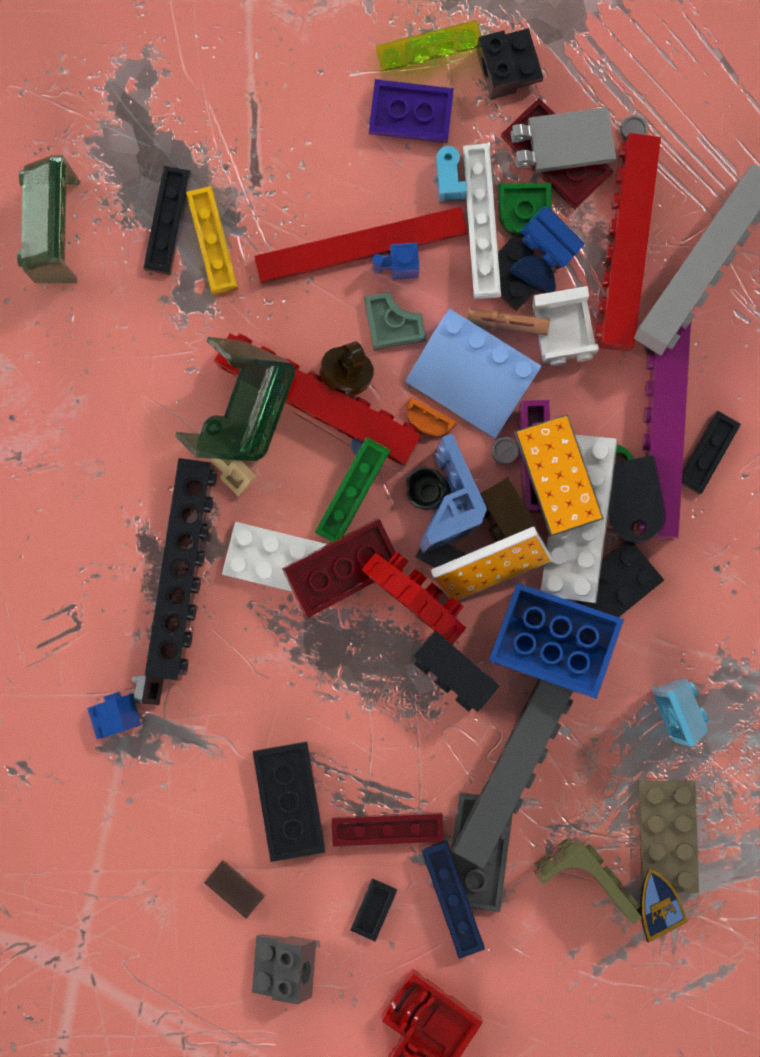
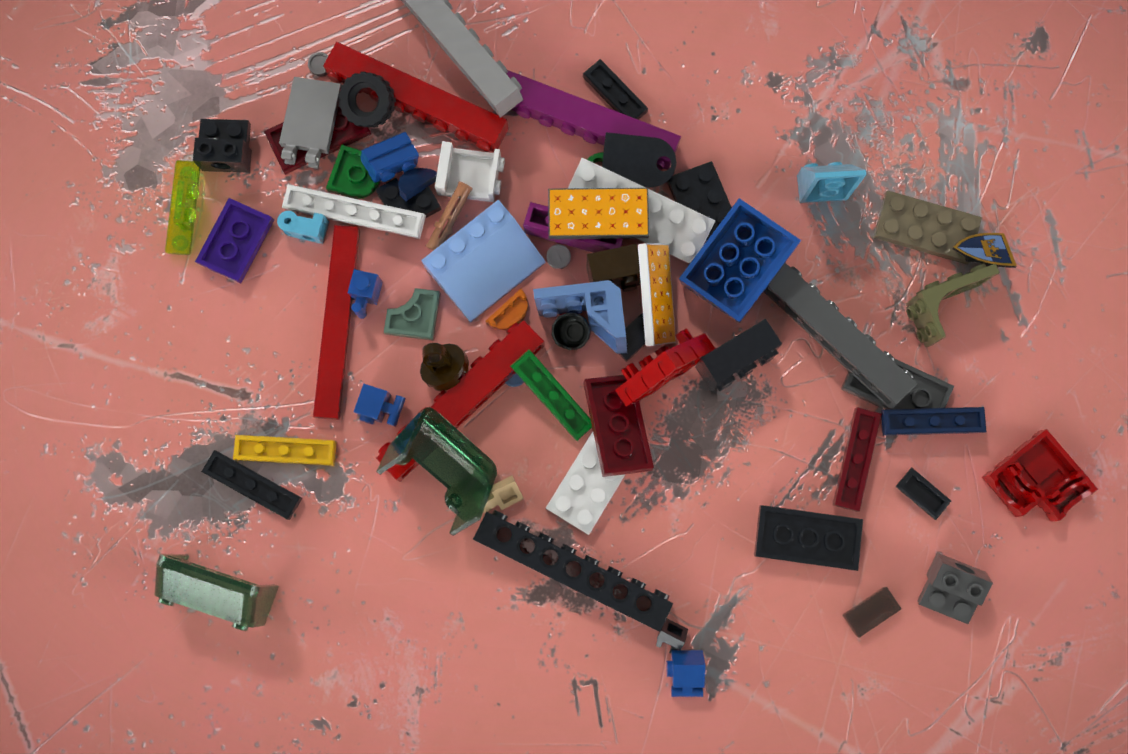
camera: 70 degrees left, 5 degrees down
(285, 312) = (374, 404): none -> blue brick
(605, 171) = (348, 99): none -> black tyre

